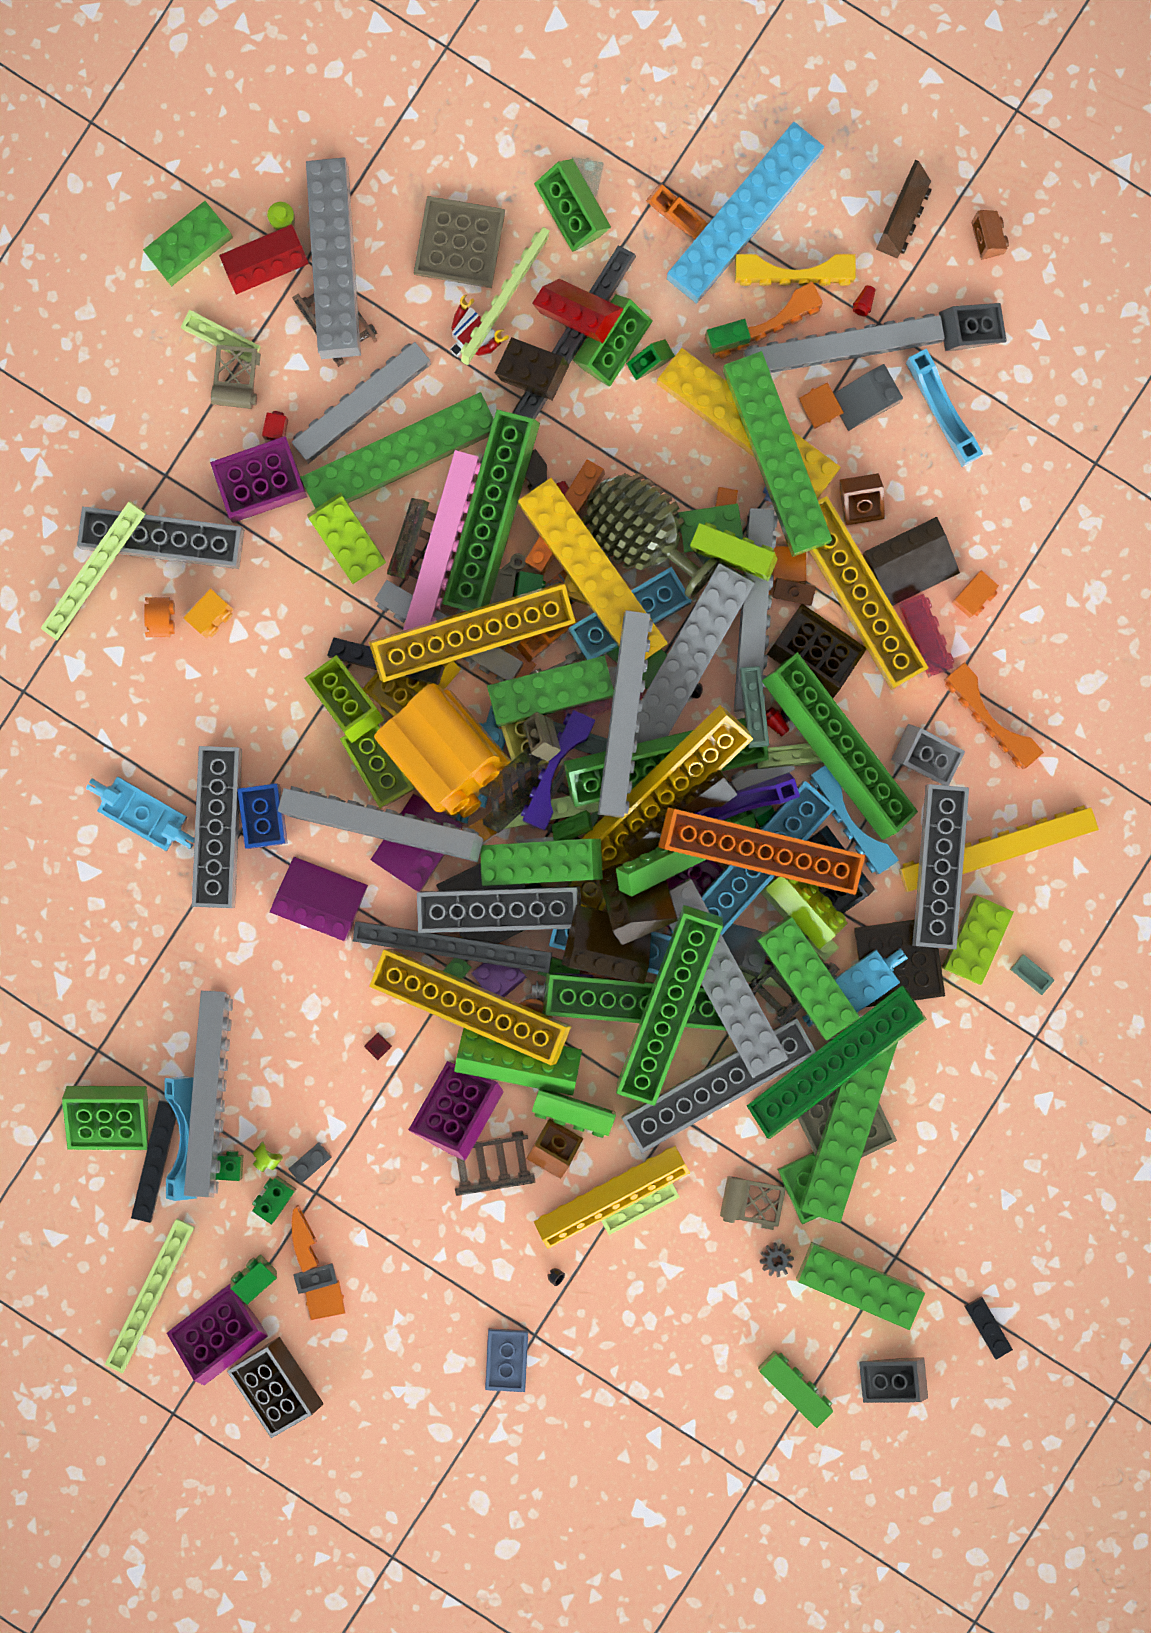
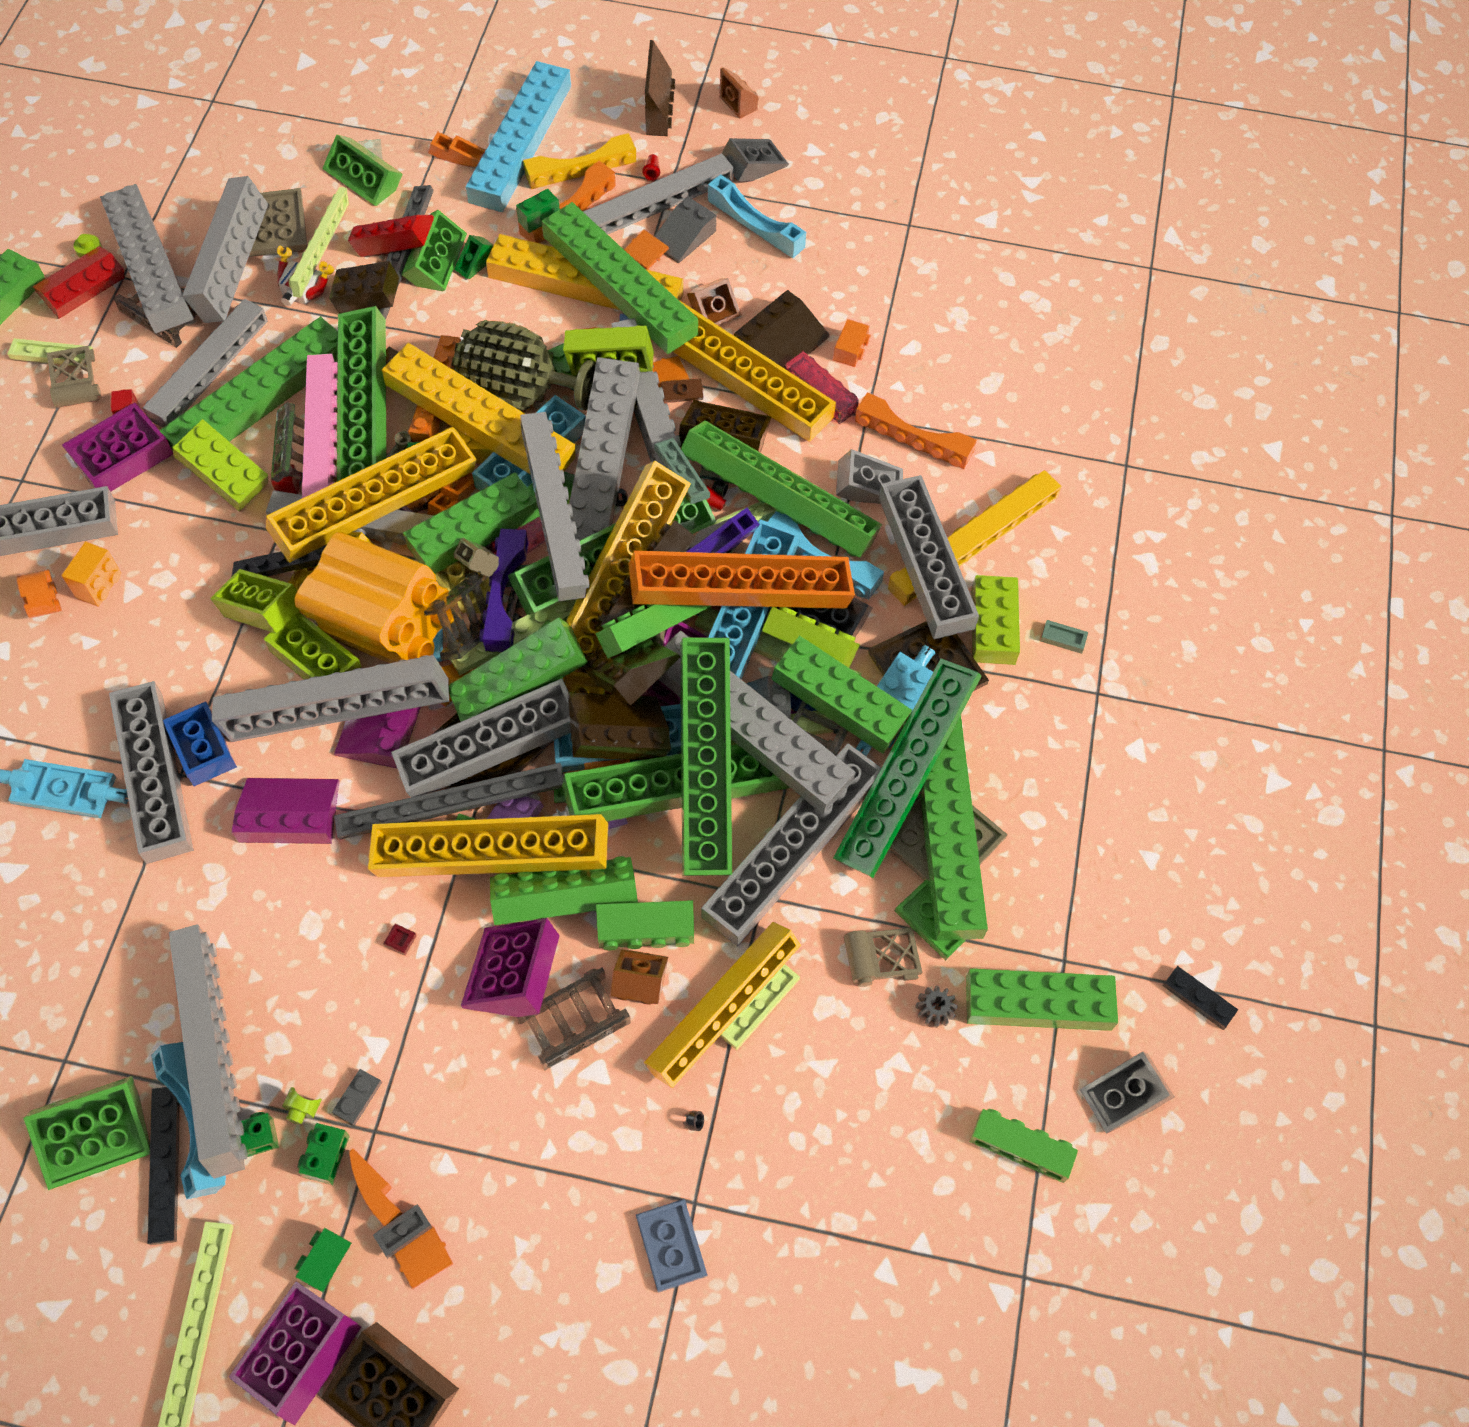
camera: 20 degrees left, 25 degrees down
(412, 282) = (225, 250): none -> light grey brick

